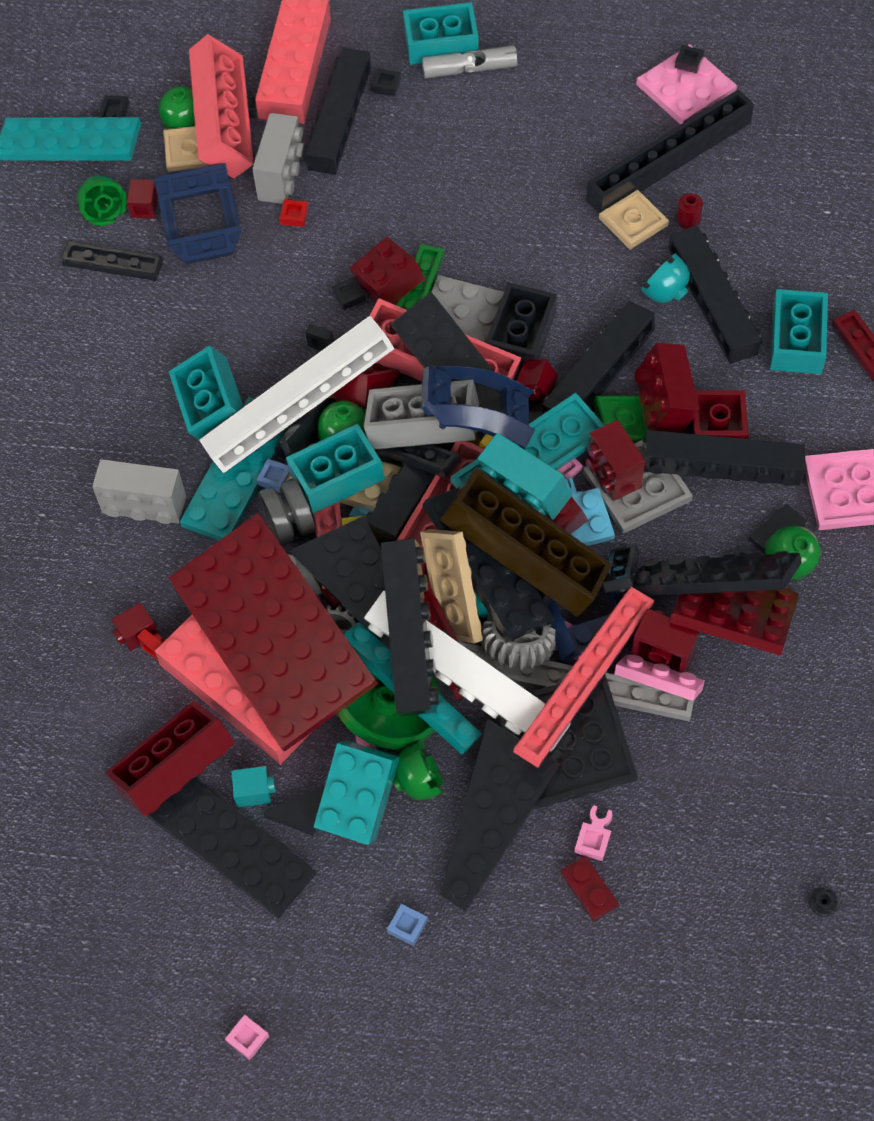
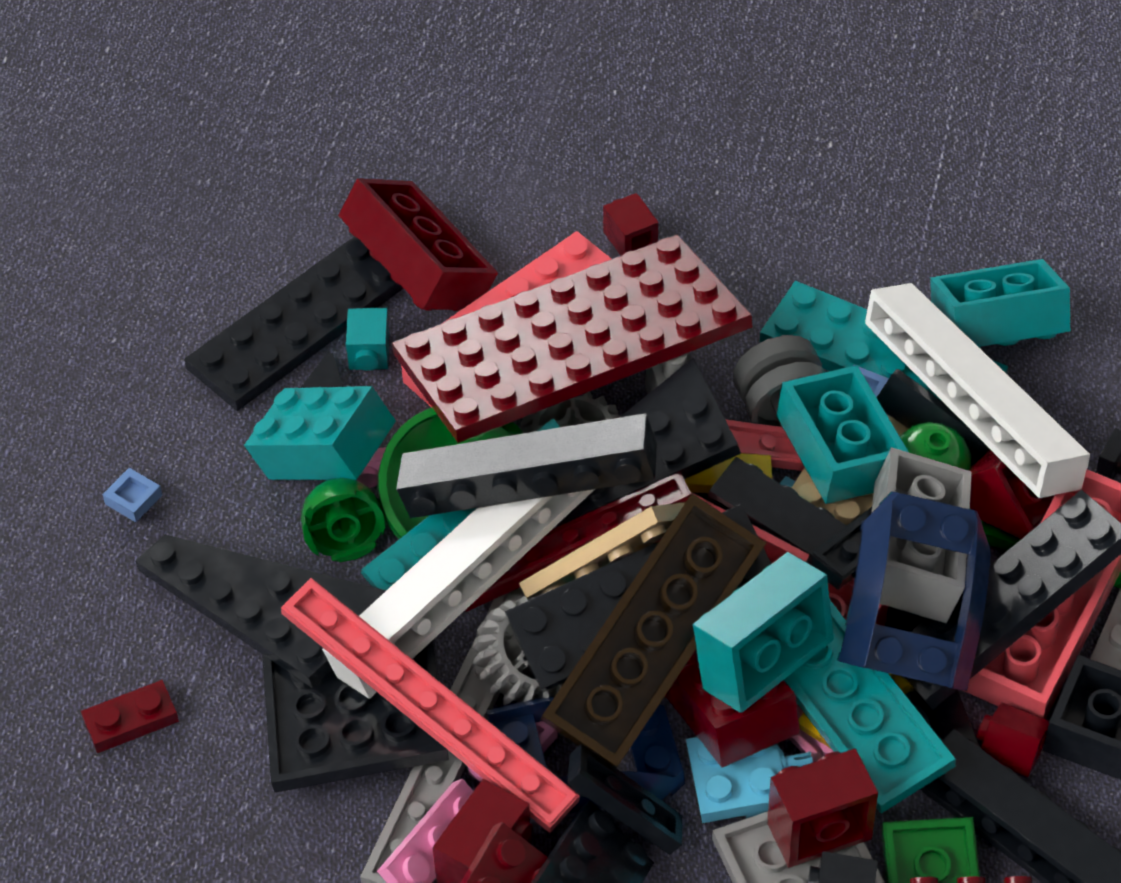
camera: 95 degrees right, 10 degrees down
(139, 491) = (835, 224): light grey brick -> none
(150, 642) = (604, 236): red plate -> none
(247, 1037) = (34, 321): bright pink plate -> none
(593, 837) = (200, 725): bright pink plate -> none

